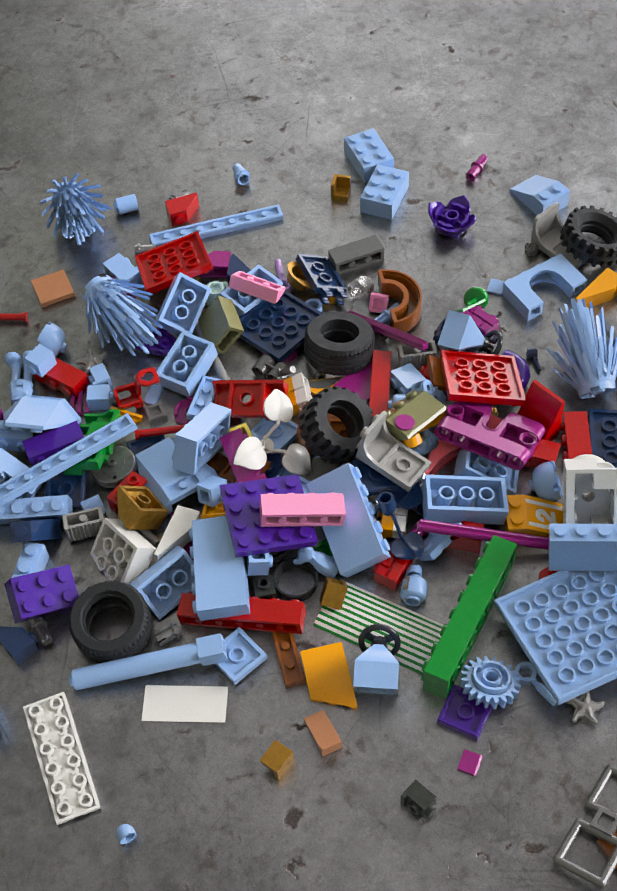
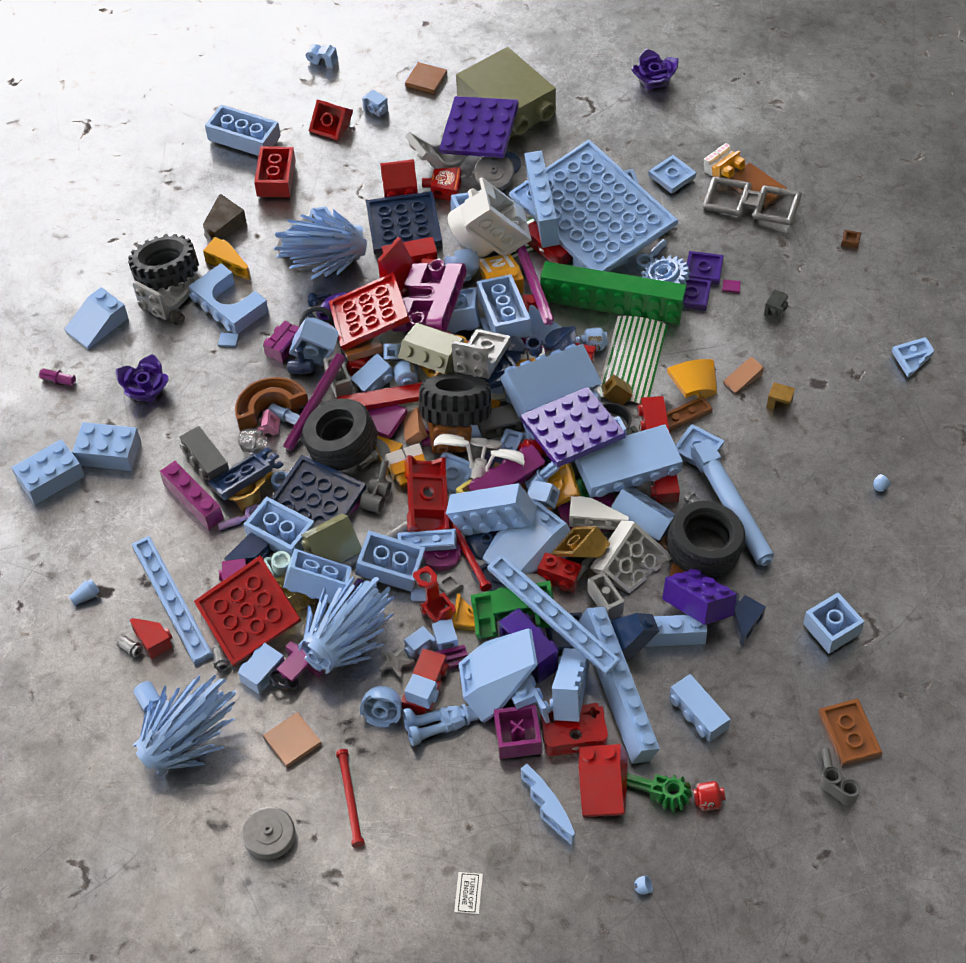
camera: 105 degrees left, 0 degrees up
(61, 758) = (836, 551): white plate -> none
(92, 502) = (580, 601): light blue tile -> none
(185, 703) = (752, 478): white sticker -> none
(256, 286) = (279, 515): bright pink slope -> none
(302, 509) = (567, 393): bright pink brick -> none
(314, 240) = (192, 495): none -> magenta brick
(340, 187) = (102, 490): pearl gold panel -> none
(376, 668) = (686, 339): light blue piece -> none
(404, 422) = (446, 341): magenta piece -> none
(474, 297) = (292, 326): green piece -> none
(504, 738) = (705, 266): none -> dark purple tile

